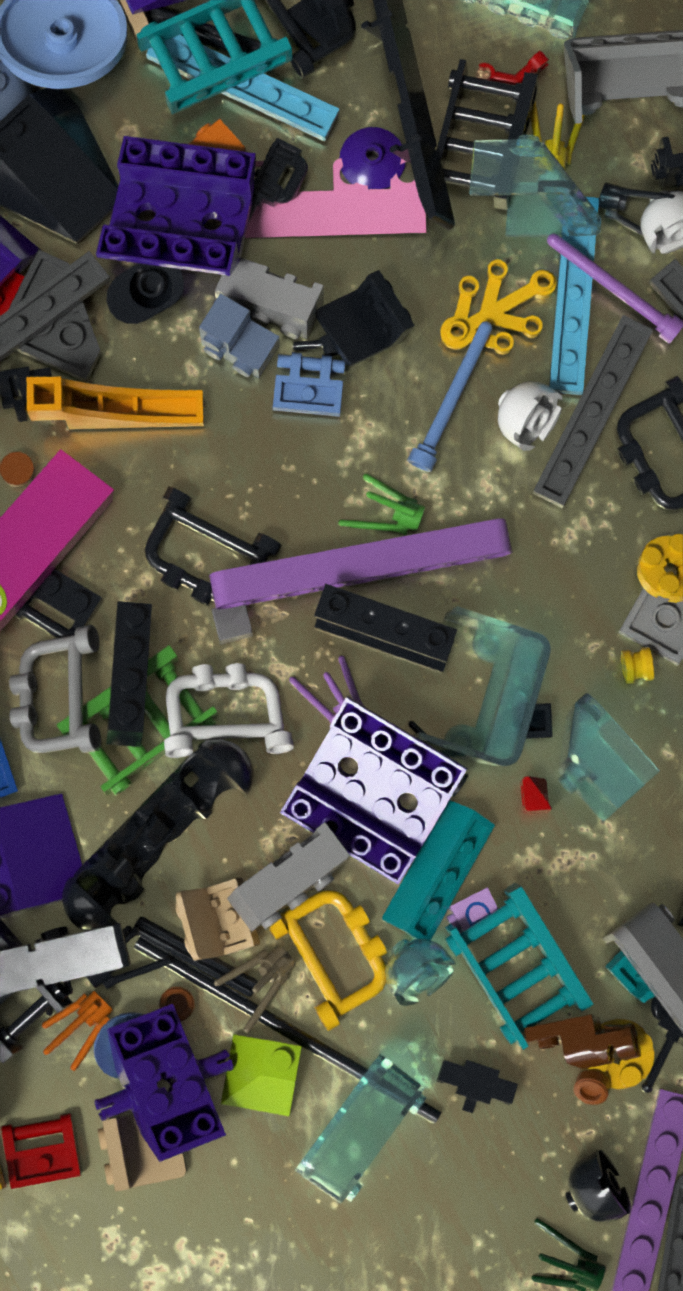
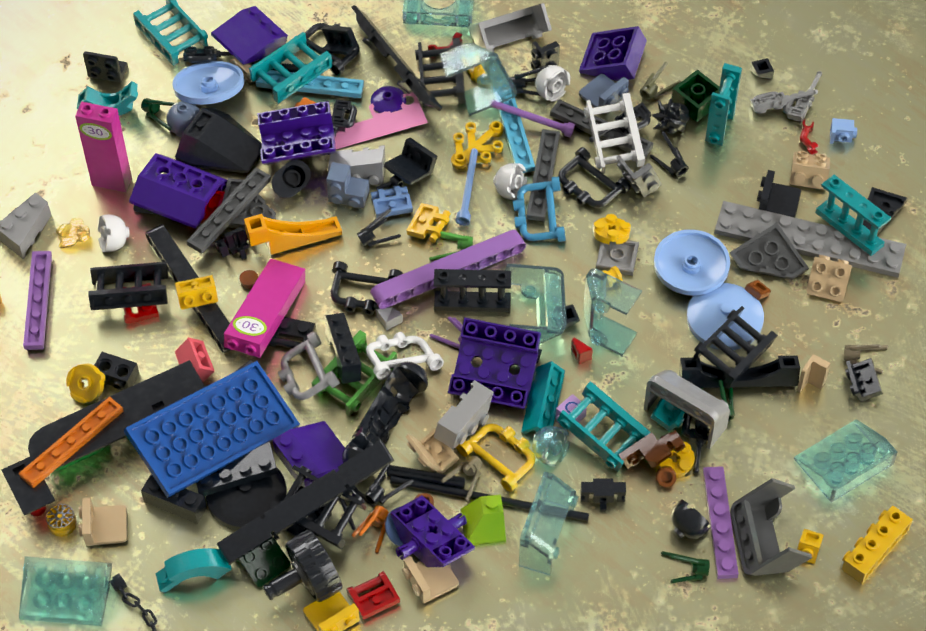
camera: 15 degrees left, 25 degrees down
(244, 446) = (366, 235): none -> black plant
(349, 446) = (423, 220): none -> yellow plate
(521, 496) = (519, 205): none -> dark azure bar

